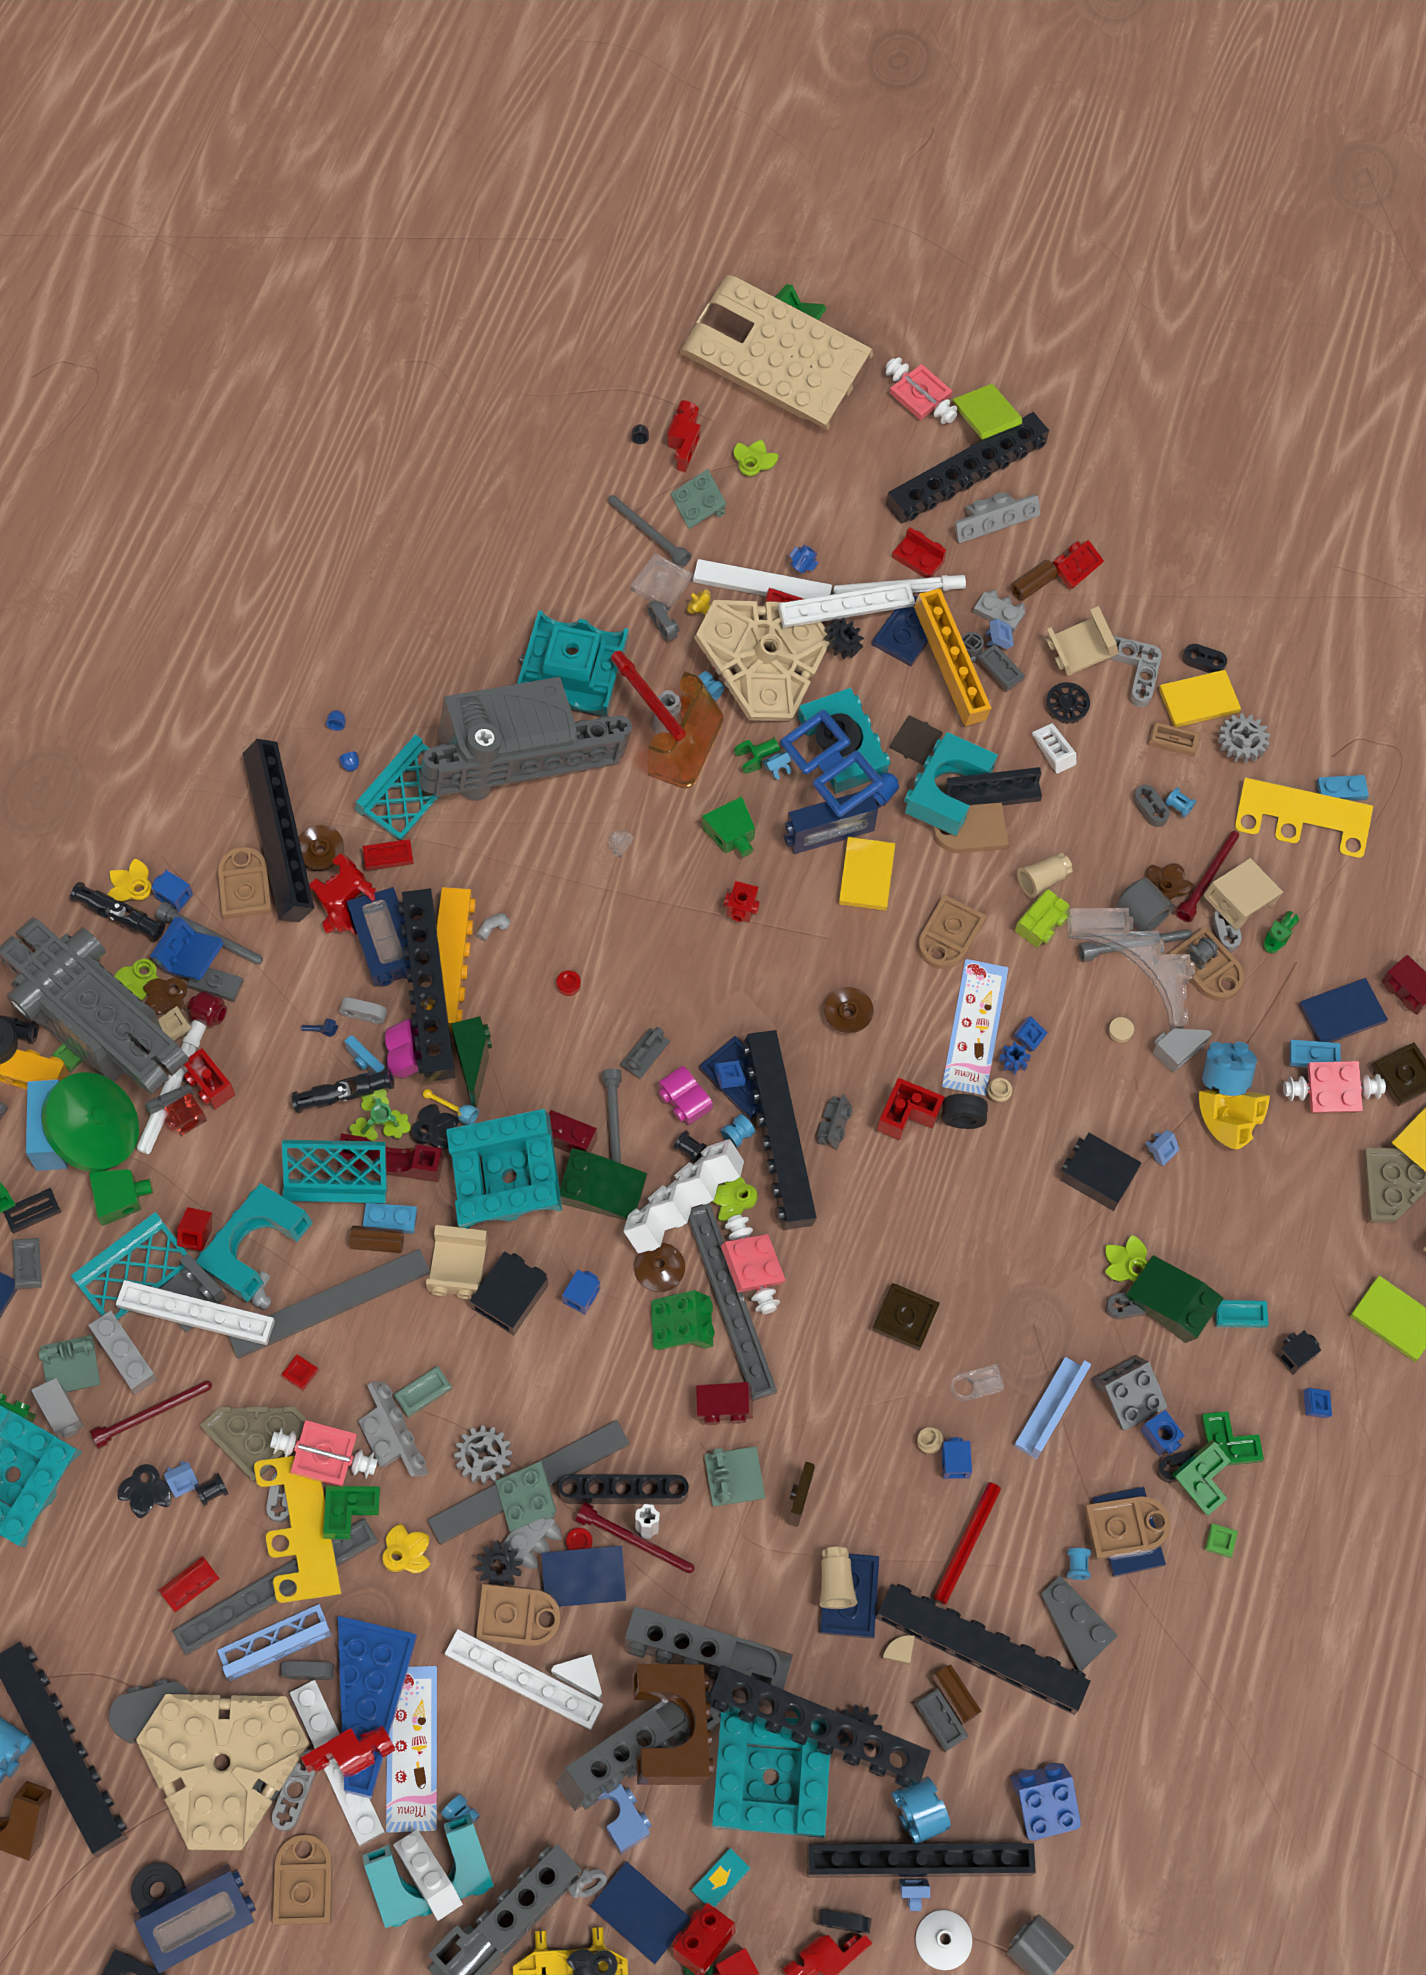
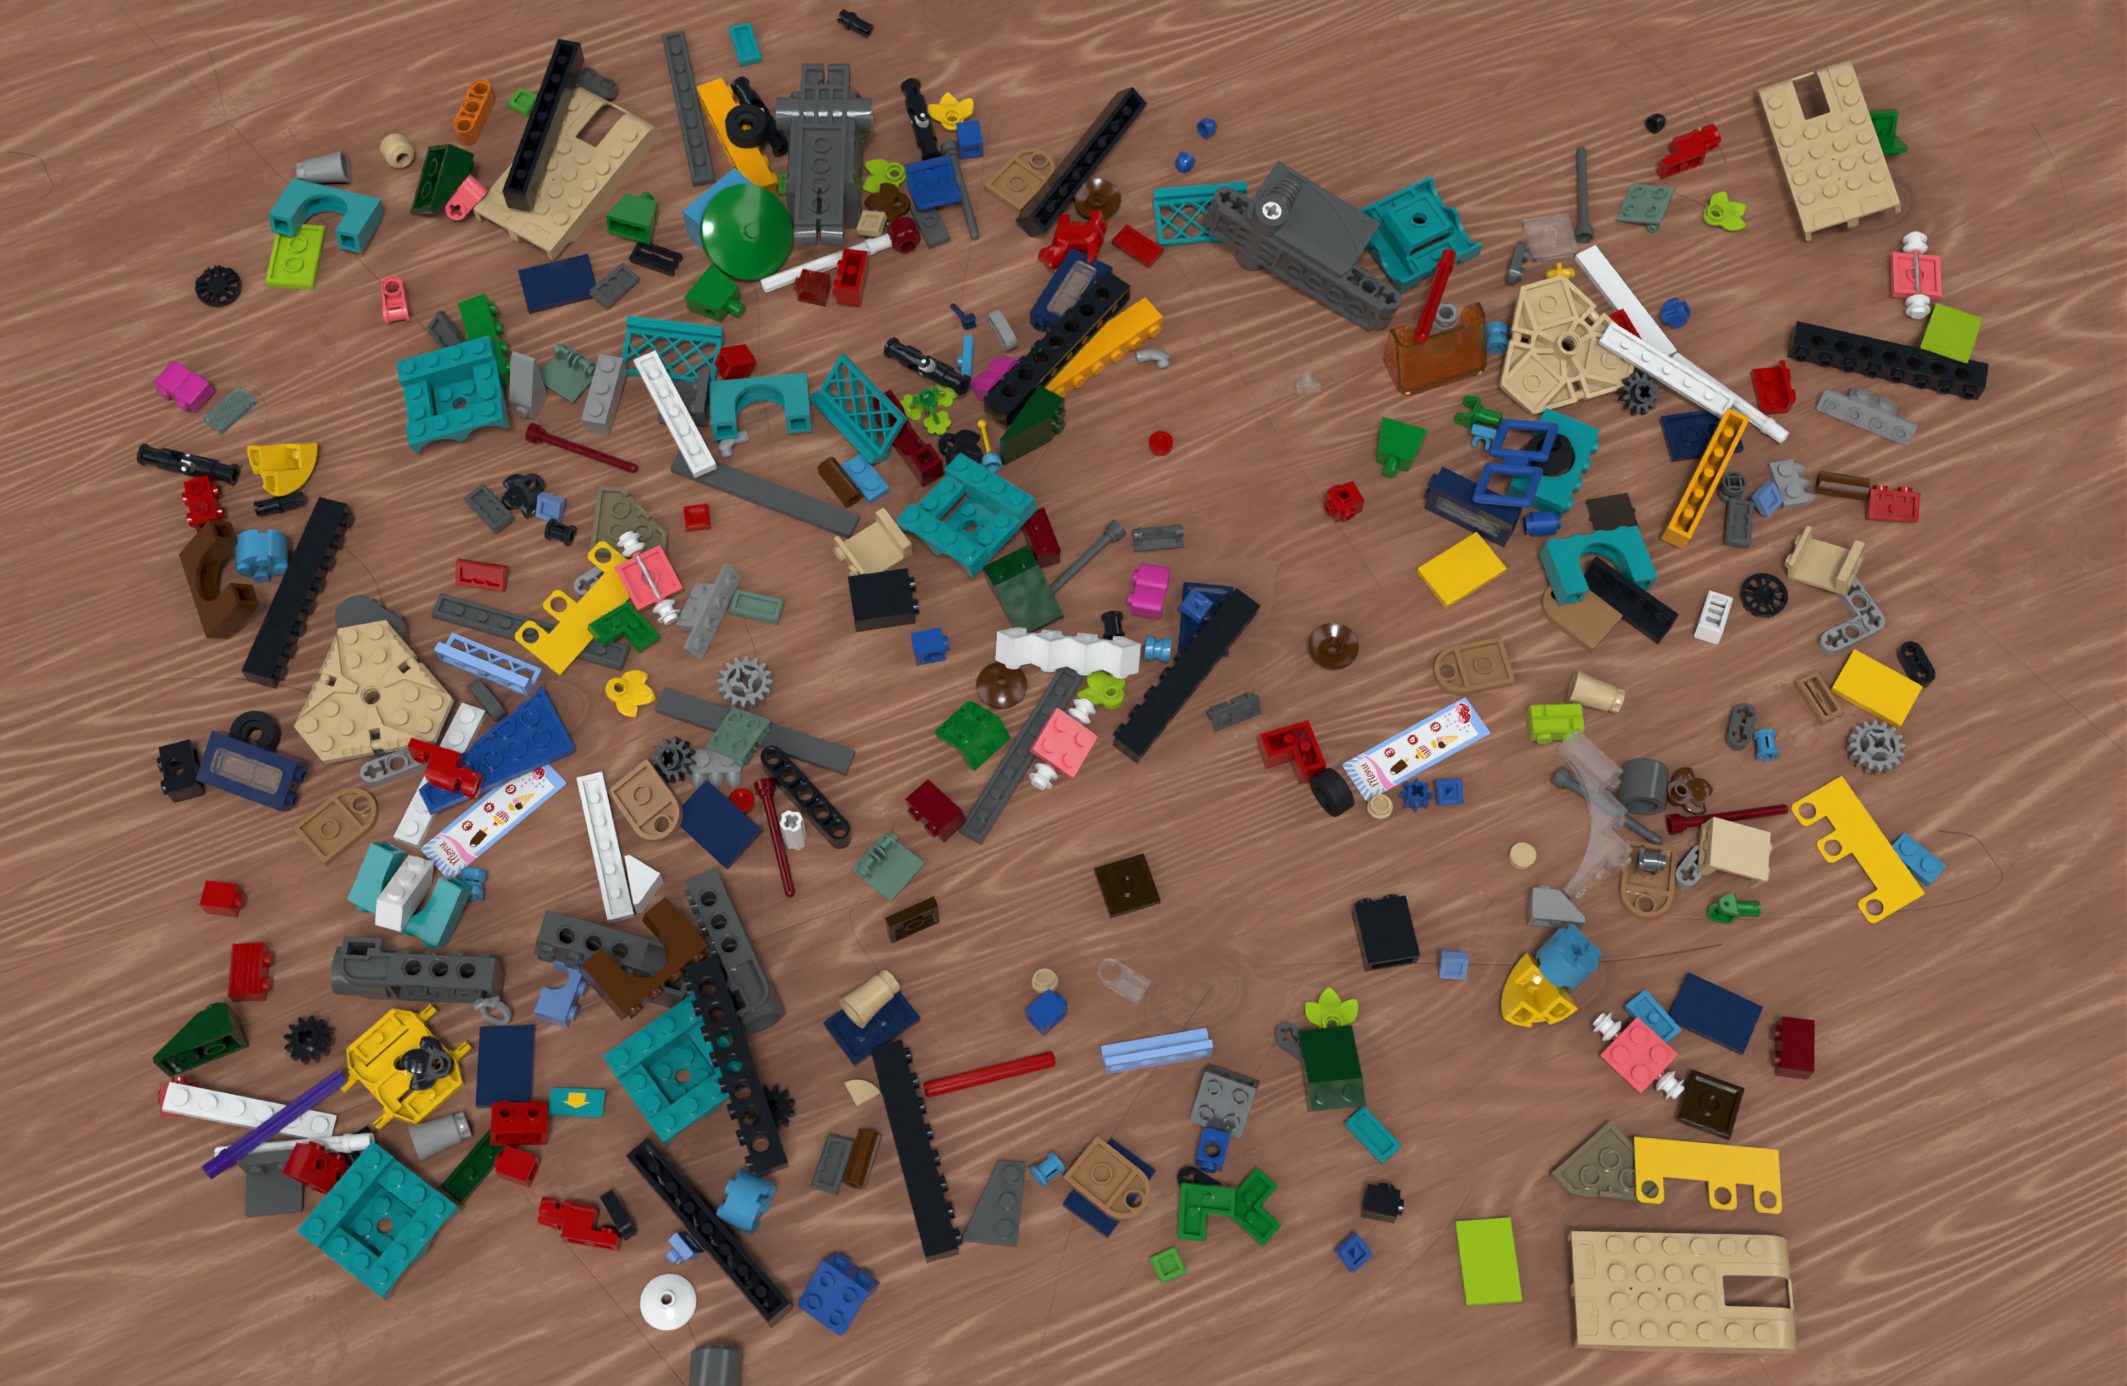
camera: 50 degrees right, 0 degrees up
(133, 1529) = (489, 509): none -> dark grey plate
(162, 1101) = (798, 261): dark grey axle -> none

